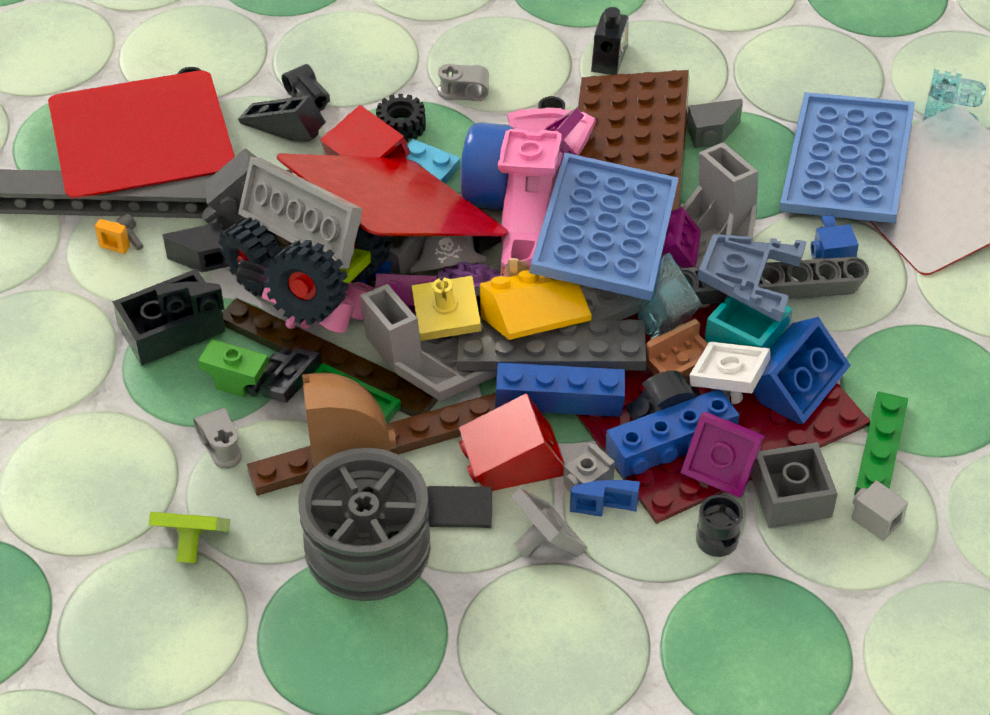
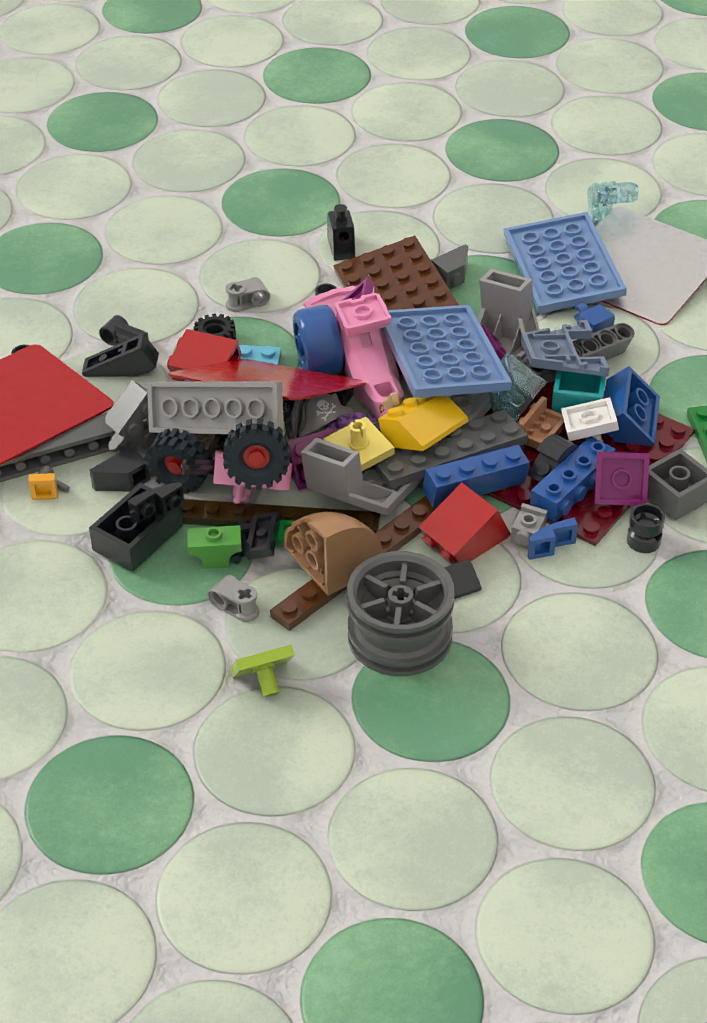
camera: 25 degrees left, 5 degrees down
(546, 526) = (527, 570): light grey tile -> none

